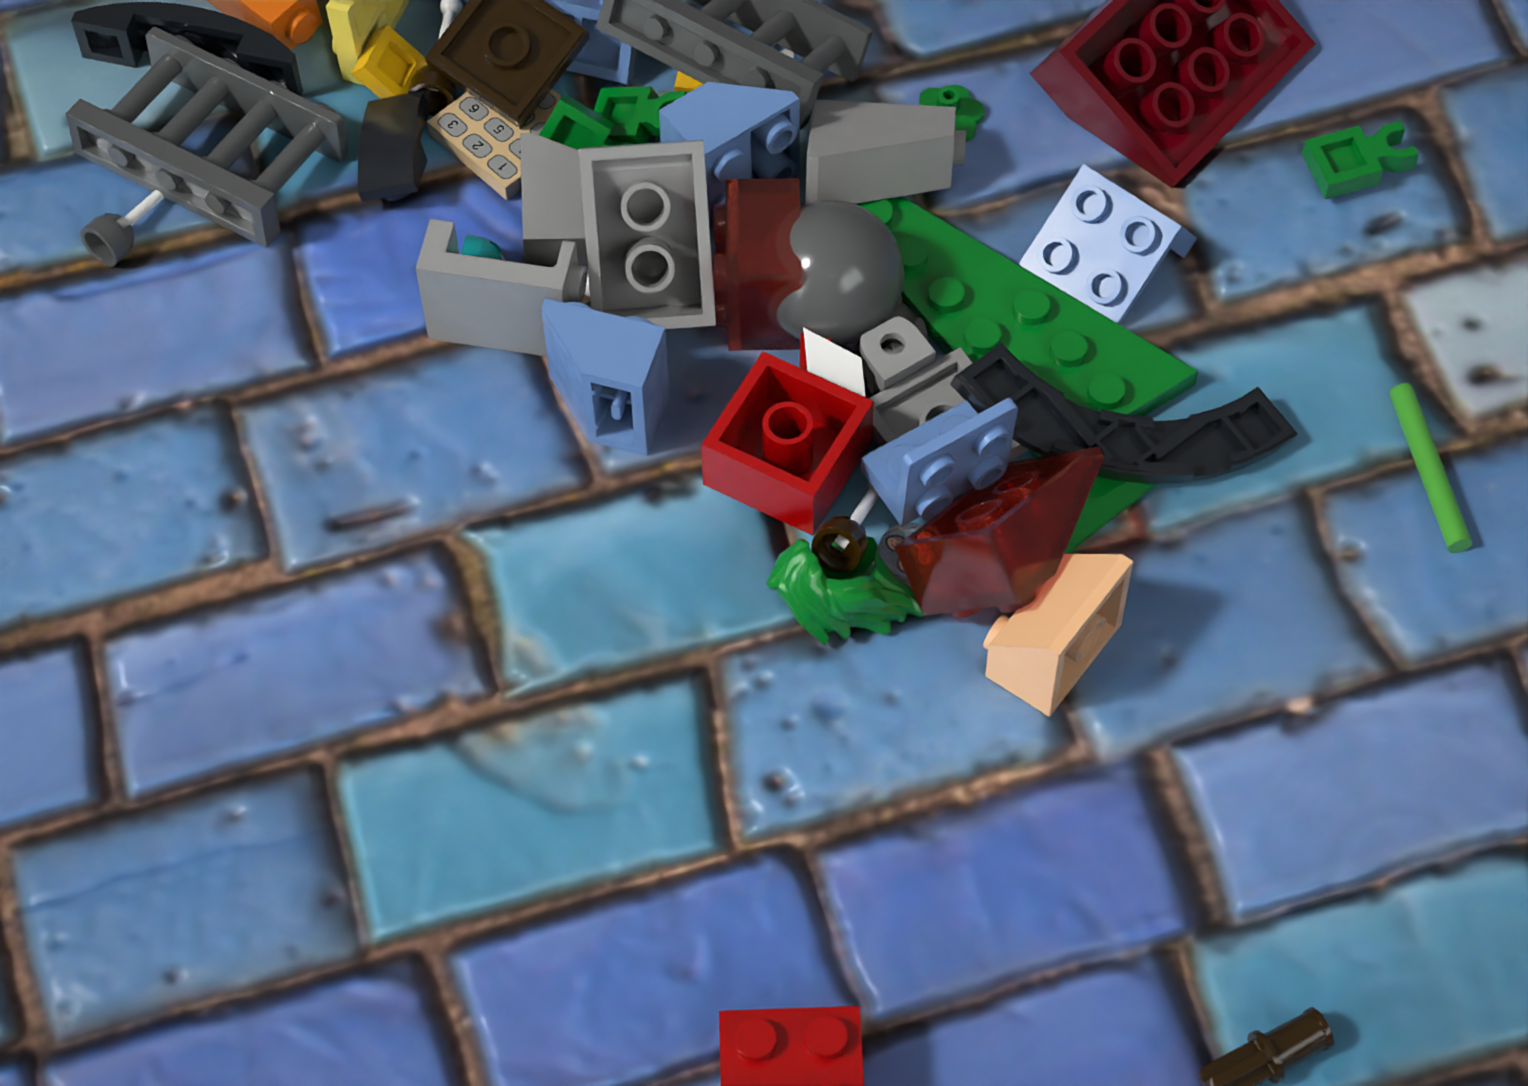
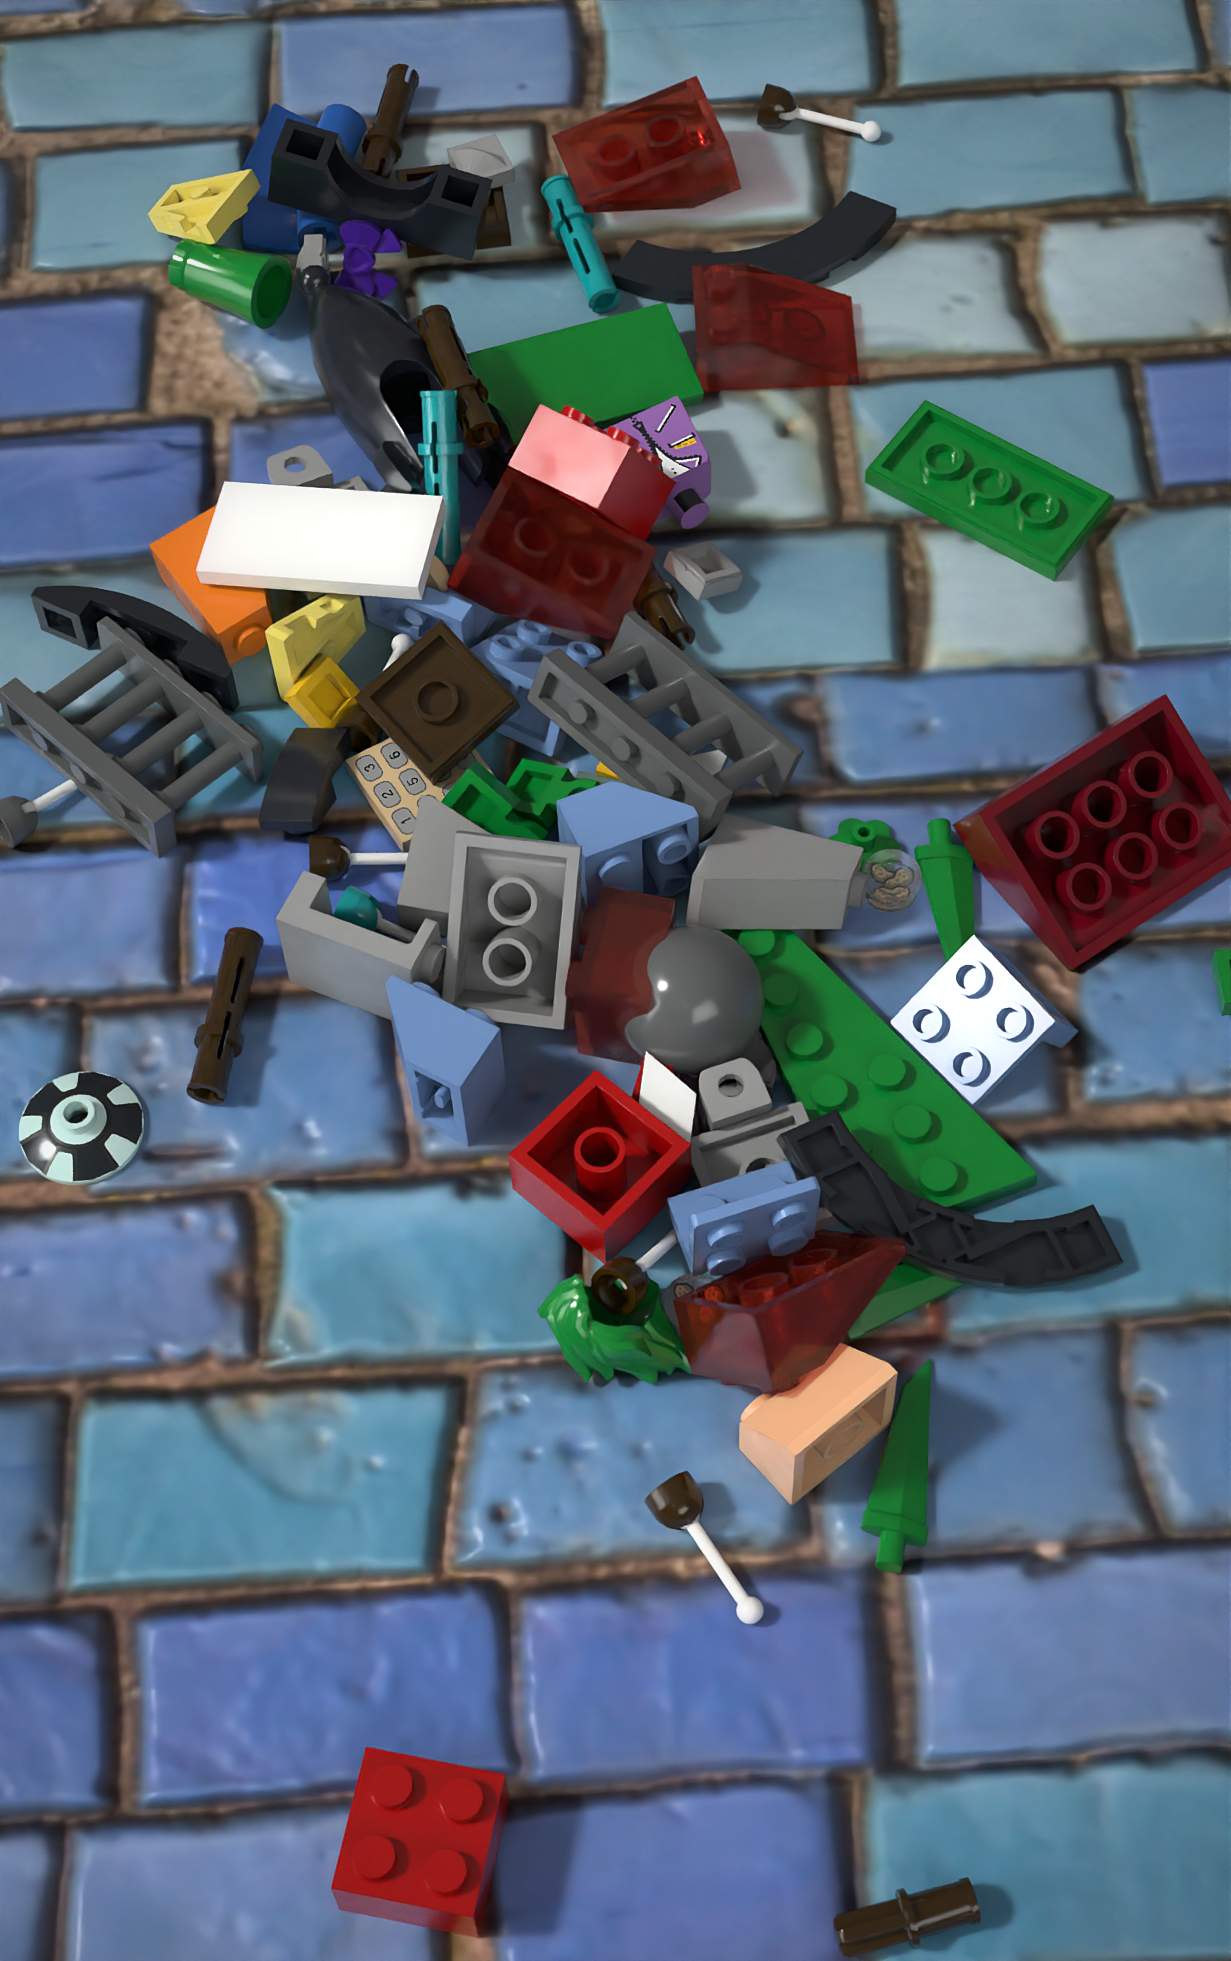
camera: 15 degrees right, 0 degrees up
(264, 533) = (87, 1149): none -> dish
(377, 400) = (220, 1036): none -> dark brown pin
(440, 207) = (332, 858): none -> dark brown hinge
(947, 737) = (679, 1506): none -> hinge
(987, 135) = (892, 880): none -> clear tile
(1039, 131) = (948, 886): none -> green bar
(1148, 678) = (899, 1491): none -> green bar

